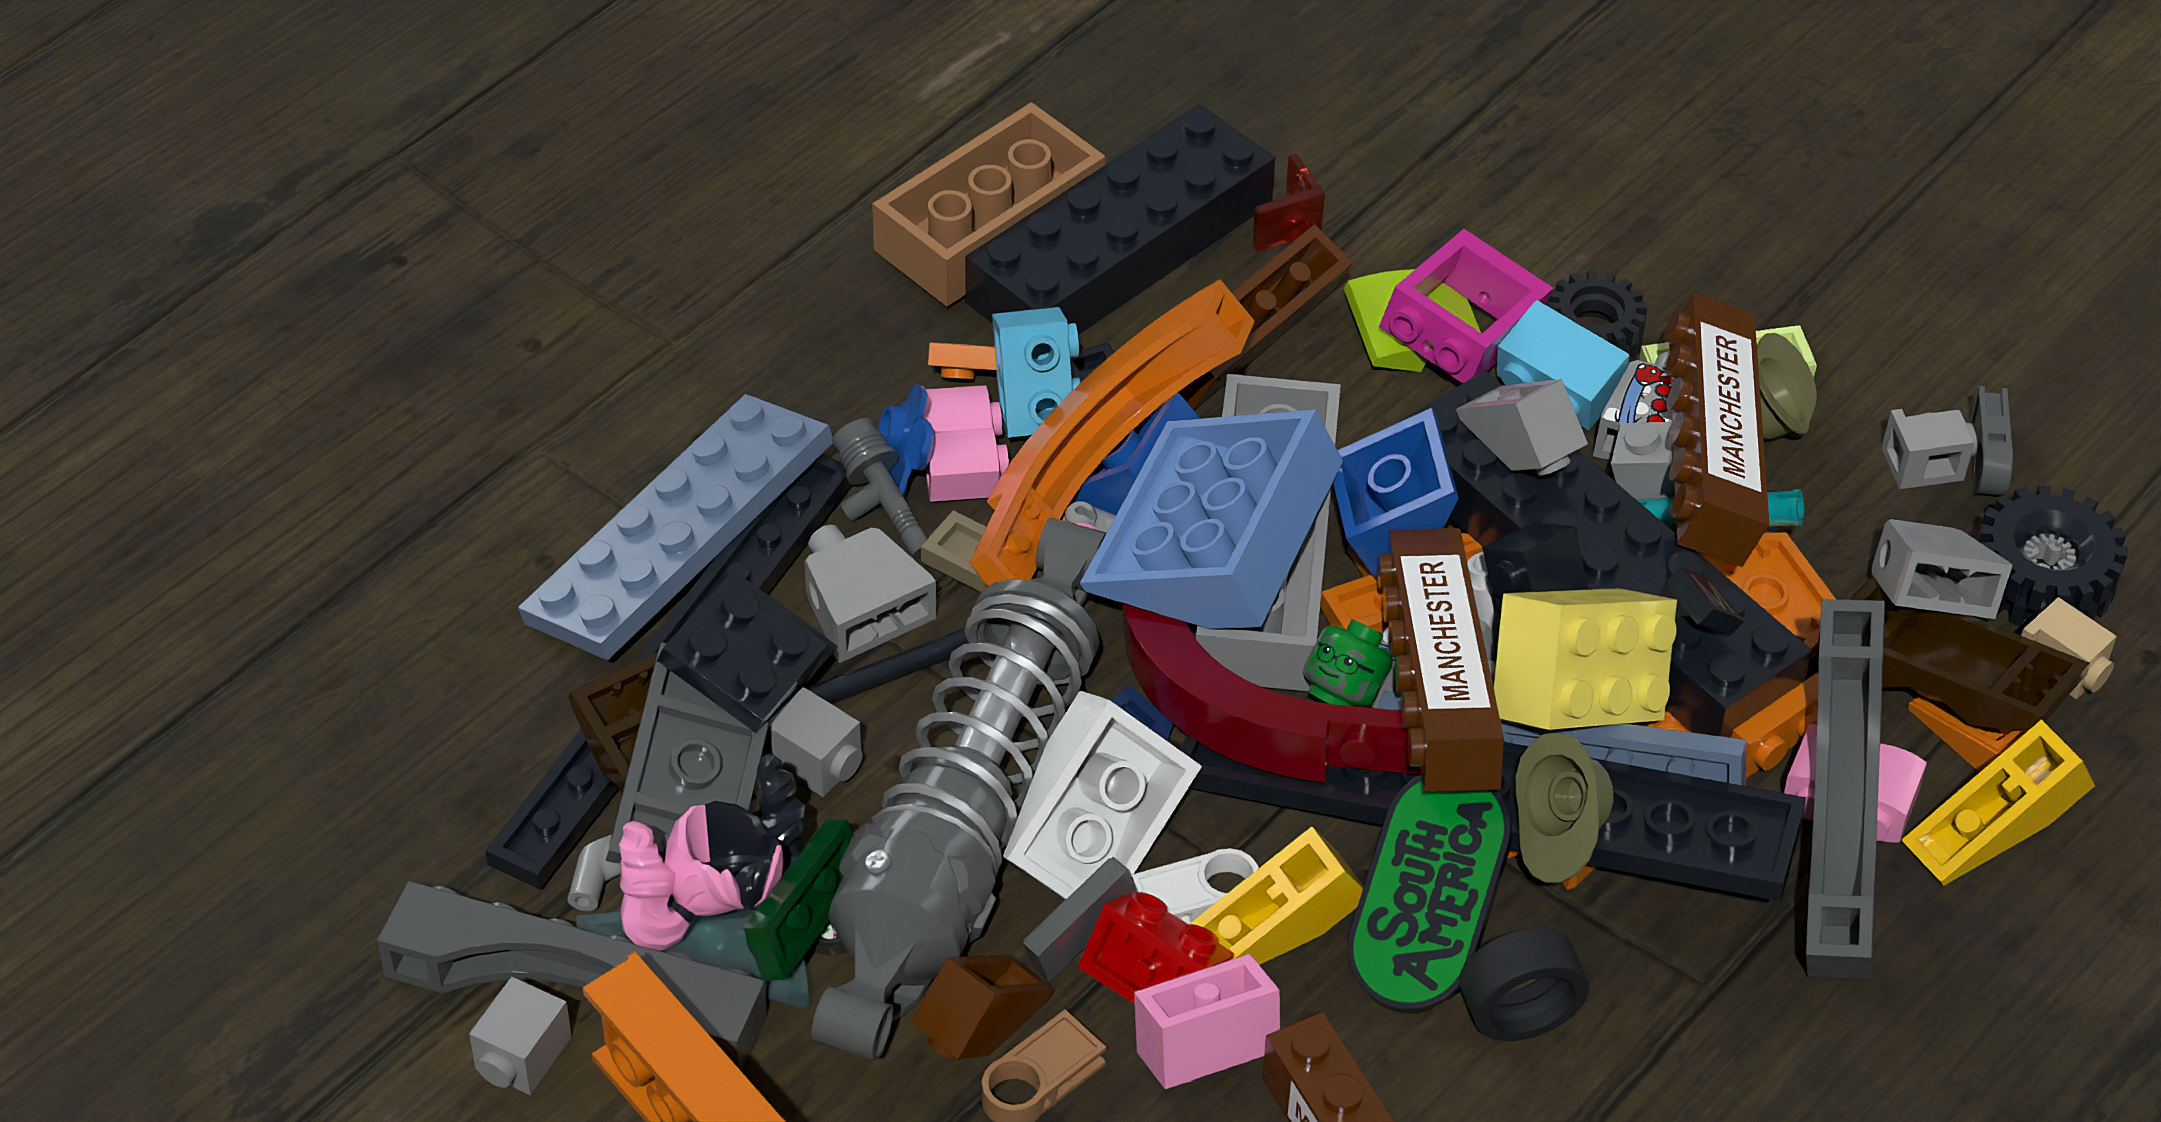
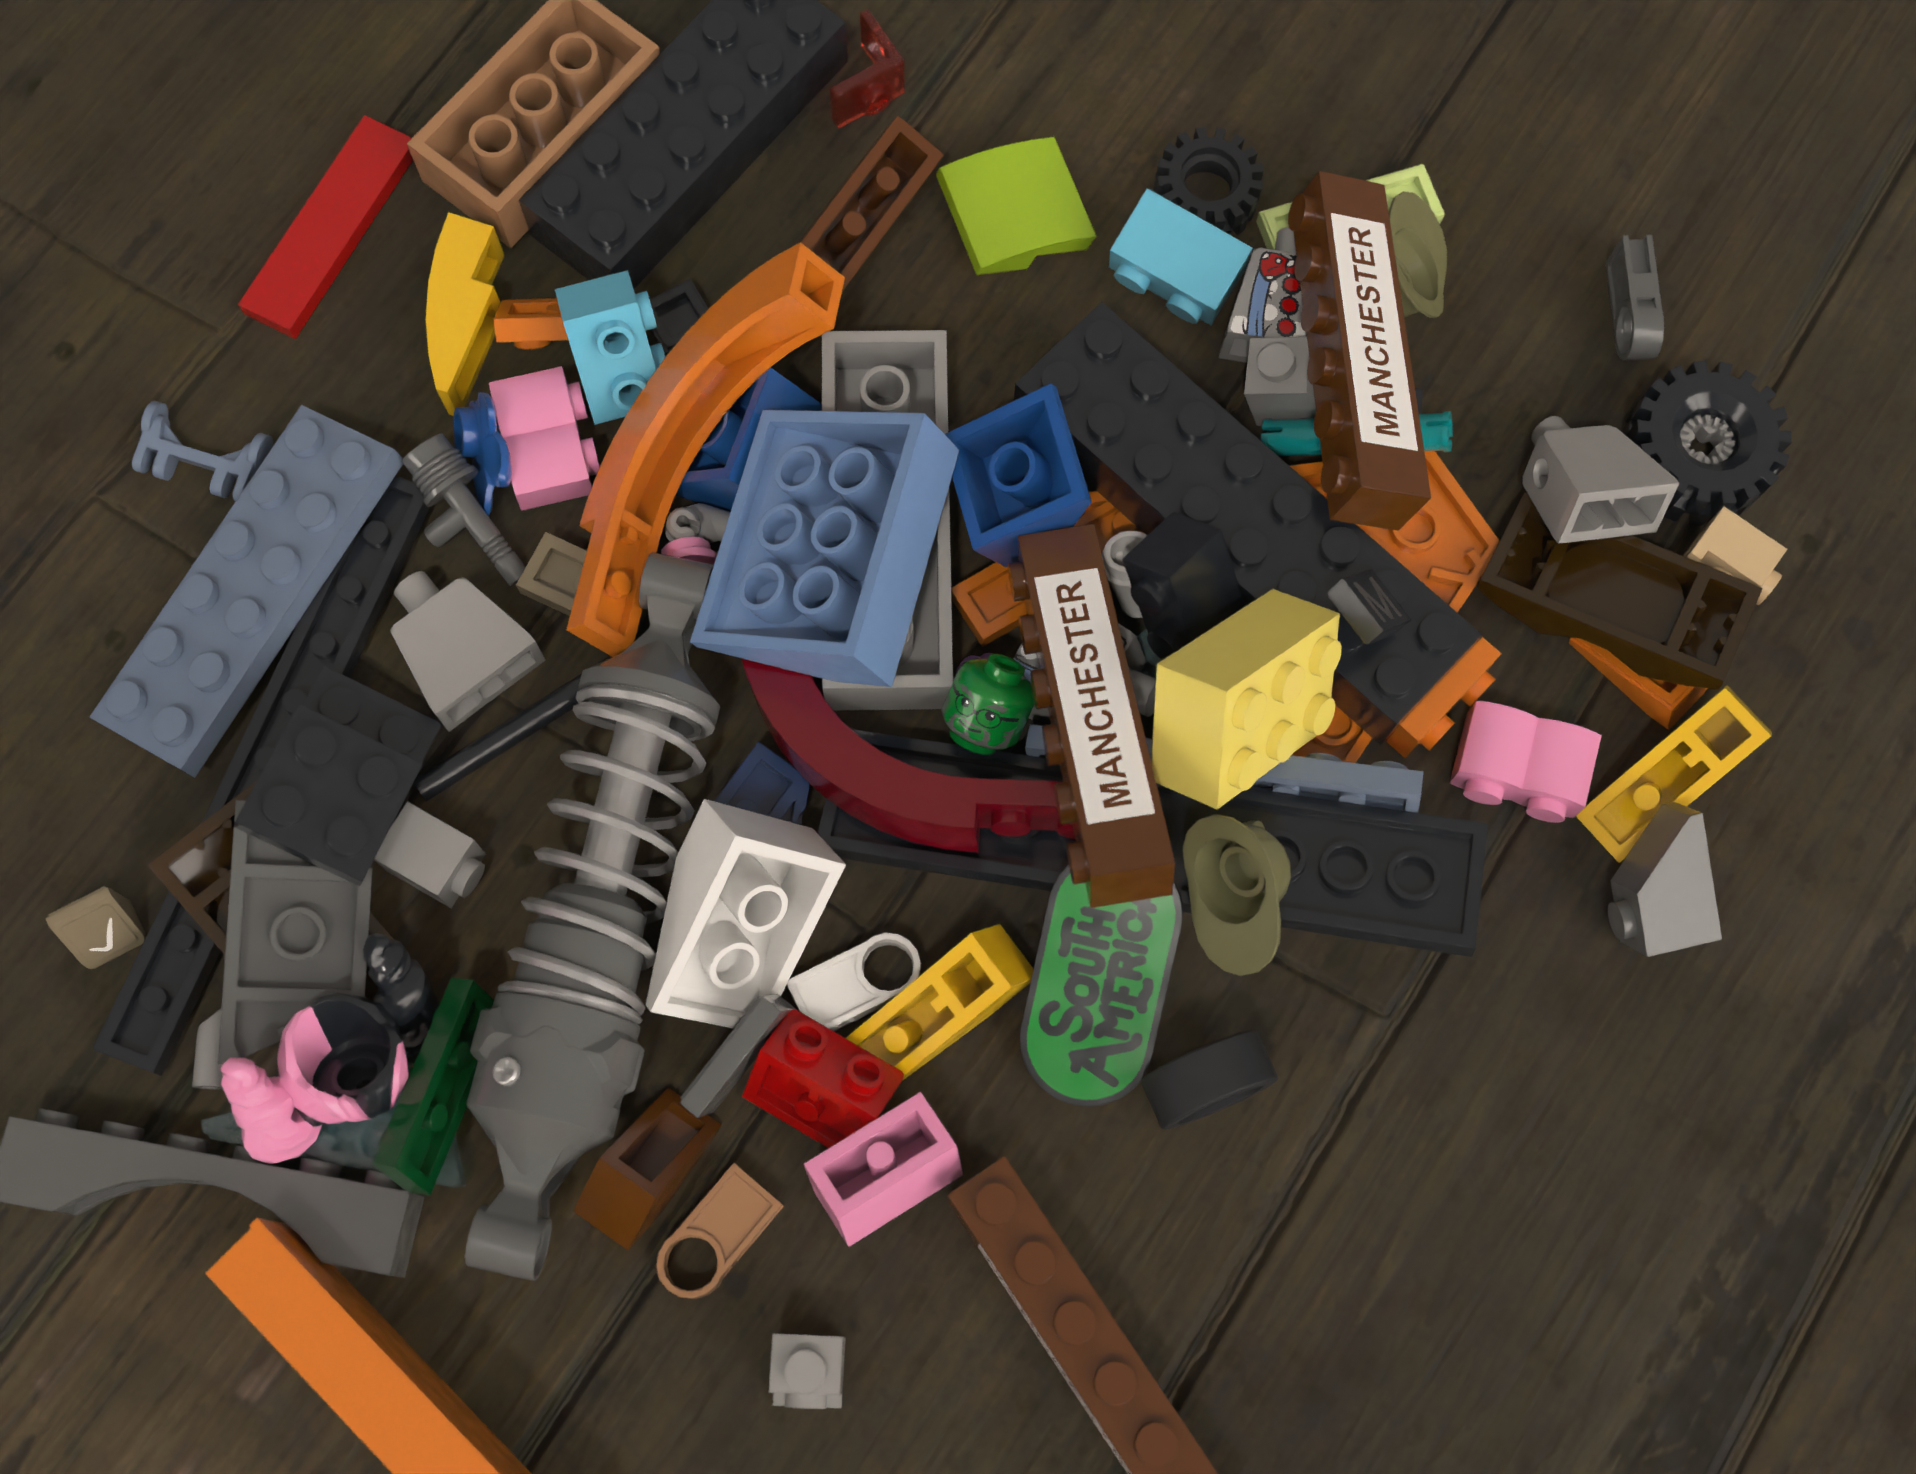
camera: 10 degrees left, 25 degrees up
(501, 763) = (98, 927): none -> dark tan slope
(520, 1036) = (159, 1282): light grey brick -> none
(616, 422) = (160, 440): none -> sand blue piece
(785, 275) = (328, 228): none -> red tile
(901, 336) = (461, 306): none -> yellow slope
(1480, 276) = (1091, 156): dark pink window -> none
(1526, 425) = (1154, 390): light grey slope -> none
(1846, 790) = (1527, 765): dark grey arch -> none
(1928, 447) = (1570, 312): light grey brick -> none
(1980, 891) = (1666, 886): none -> slope

